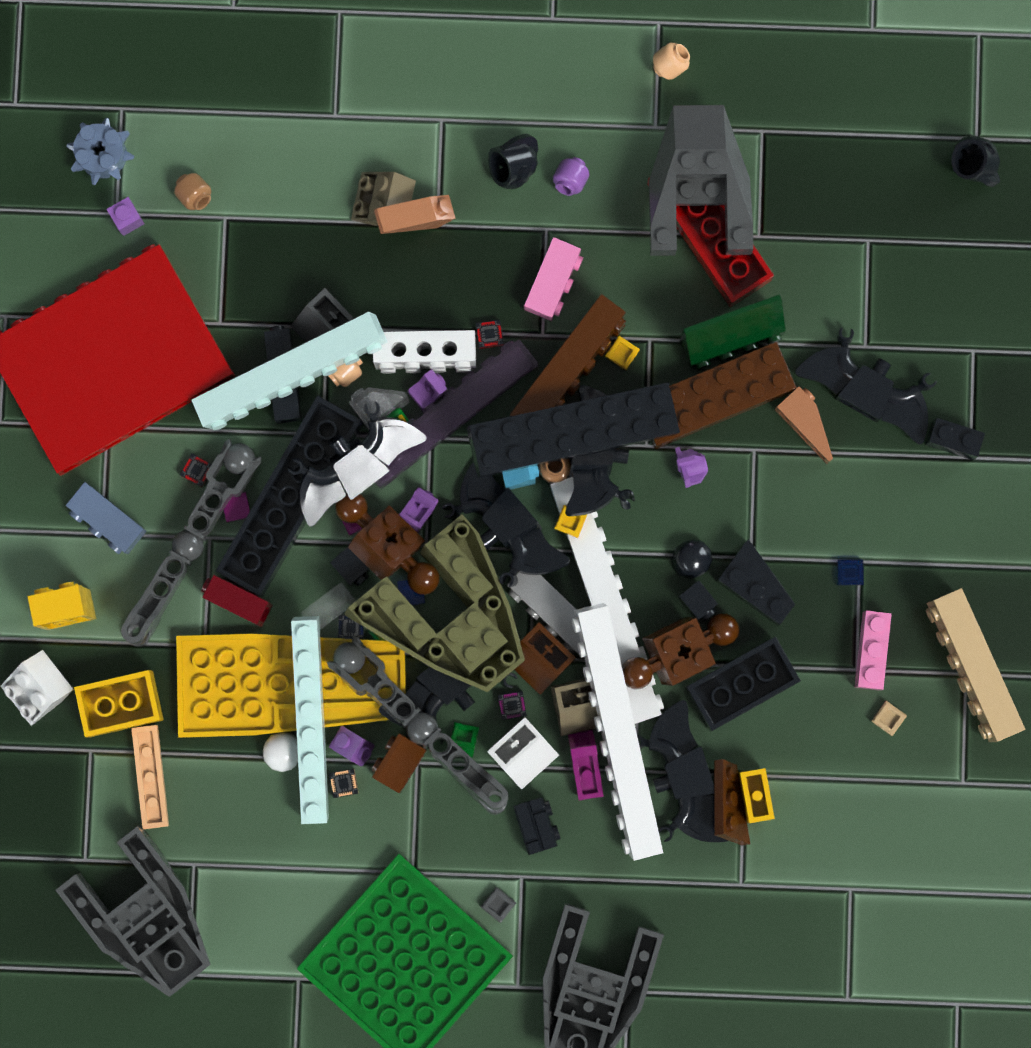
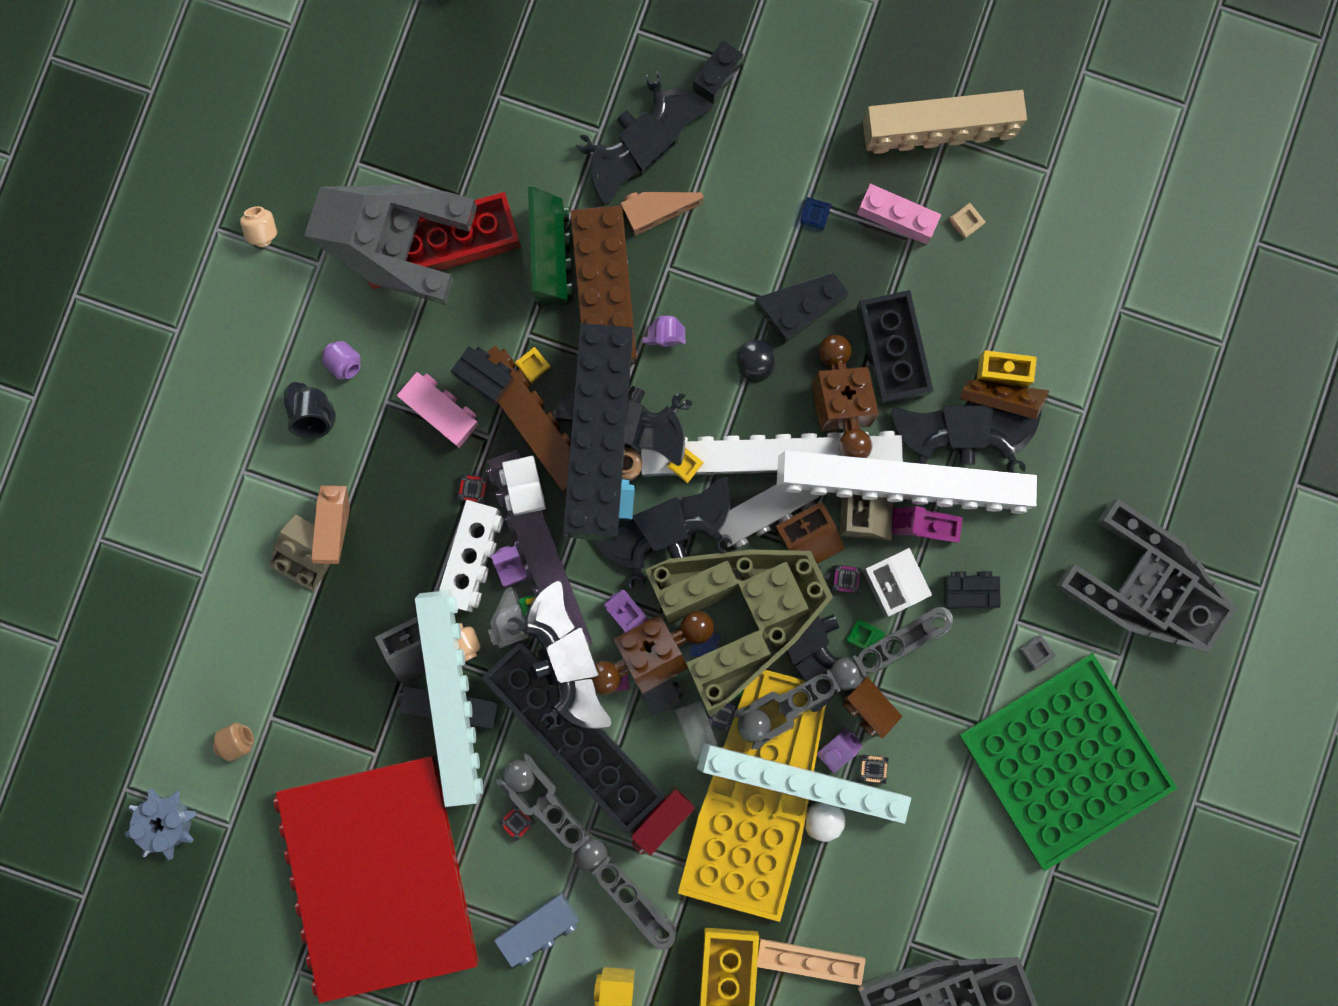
camera: 80 degrees left, 0 degrees up
(125, 216) = (236, 818): medium lavender brick -> none
(237, 508) = (568, 793): magenta tile -> none
(504, 378) = (523, 486): none -> white brick
(592, 308) = (482, 374): none -> black brick
(698, 601) = (800, 366): black brick -> none

